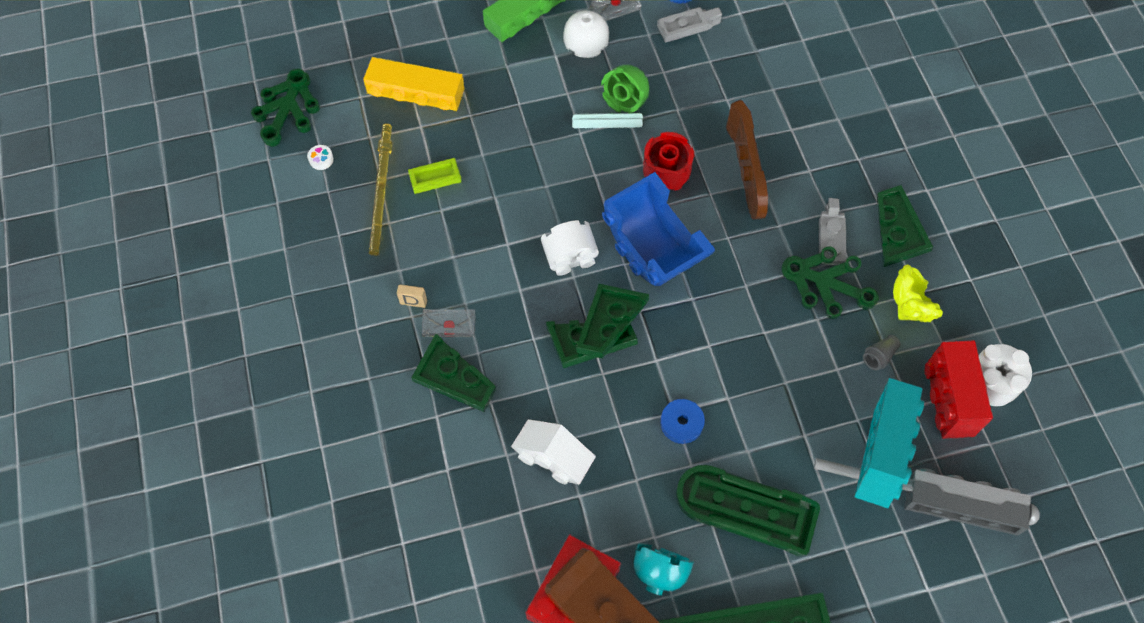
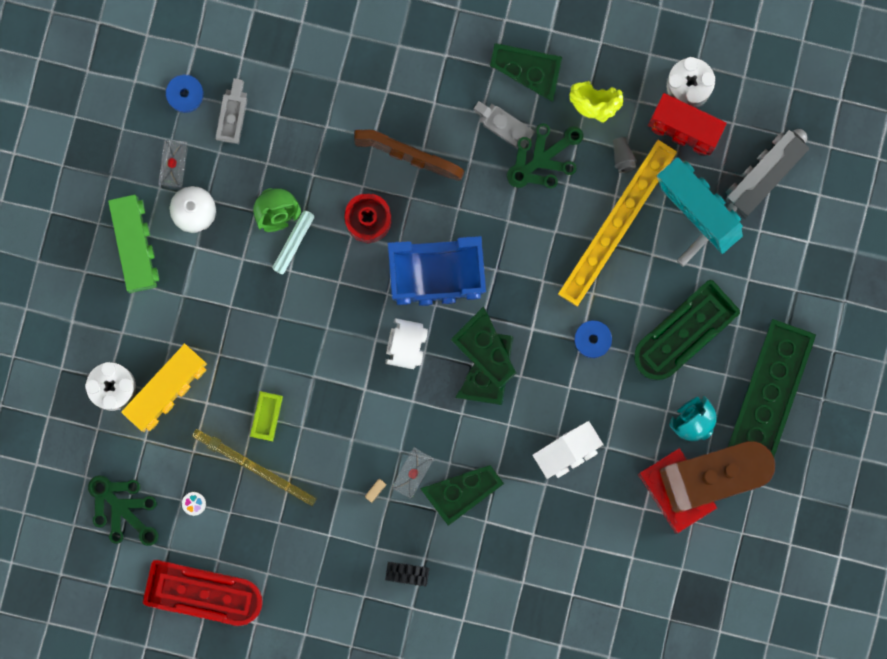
camera: 60 degrees left, 20 degrees up
(236, 204) = (202, 594): none -> red piece
(340, 361) = (407, 574): none -> black tyre
(392, 40) = (97, 386): none -> white brick
(802, 380) = (617, 223): none -> yellow plate

